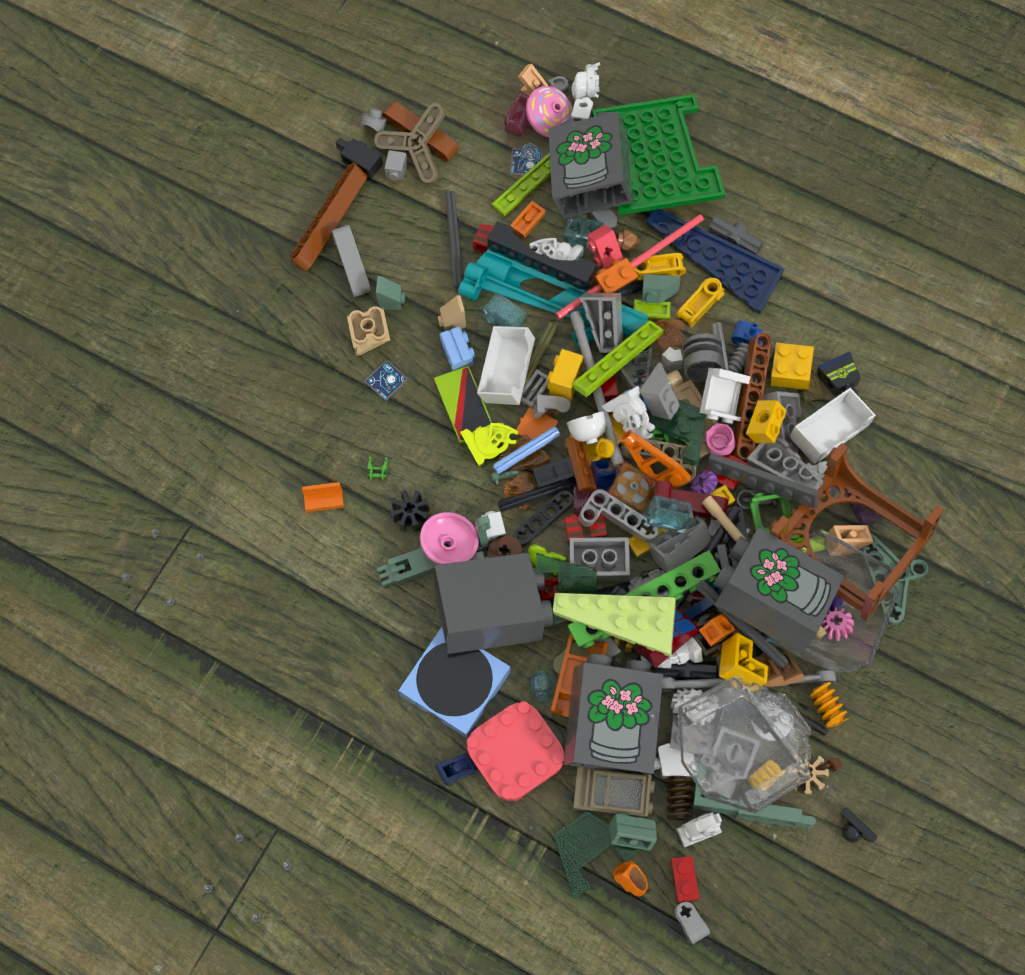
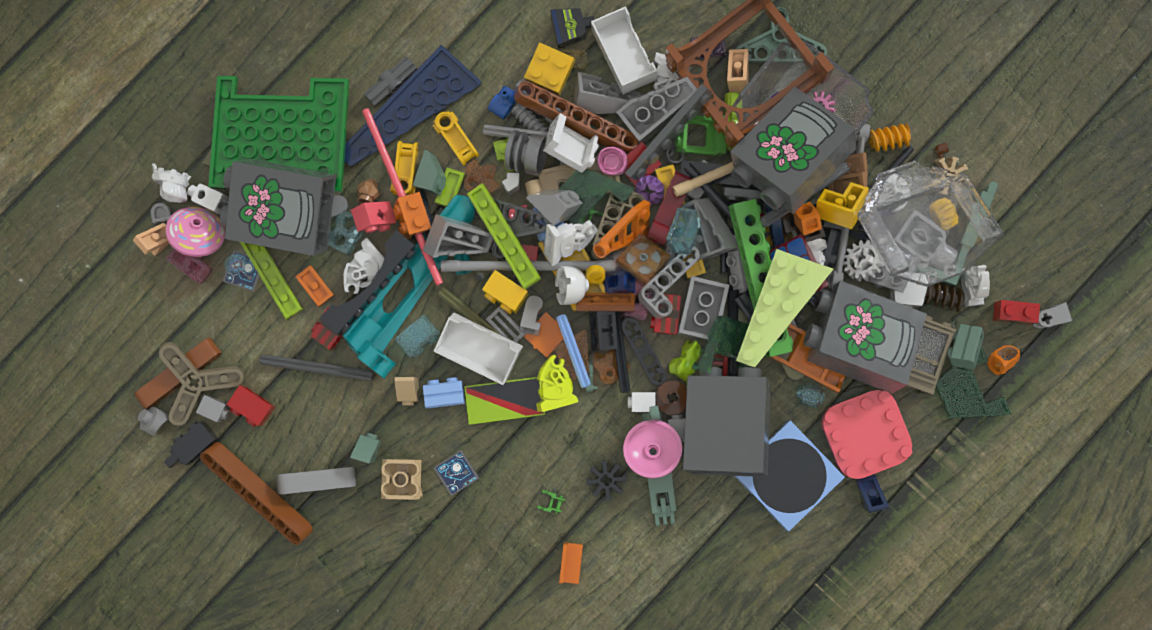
camera: 80 degrees left, 15 degrees up
(405, 194) = (251, 406): none -> red brick
(766, 421) = (599, 111): yellow brick -> none
(855, 828) = (1003, 147): black tile -> none

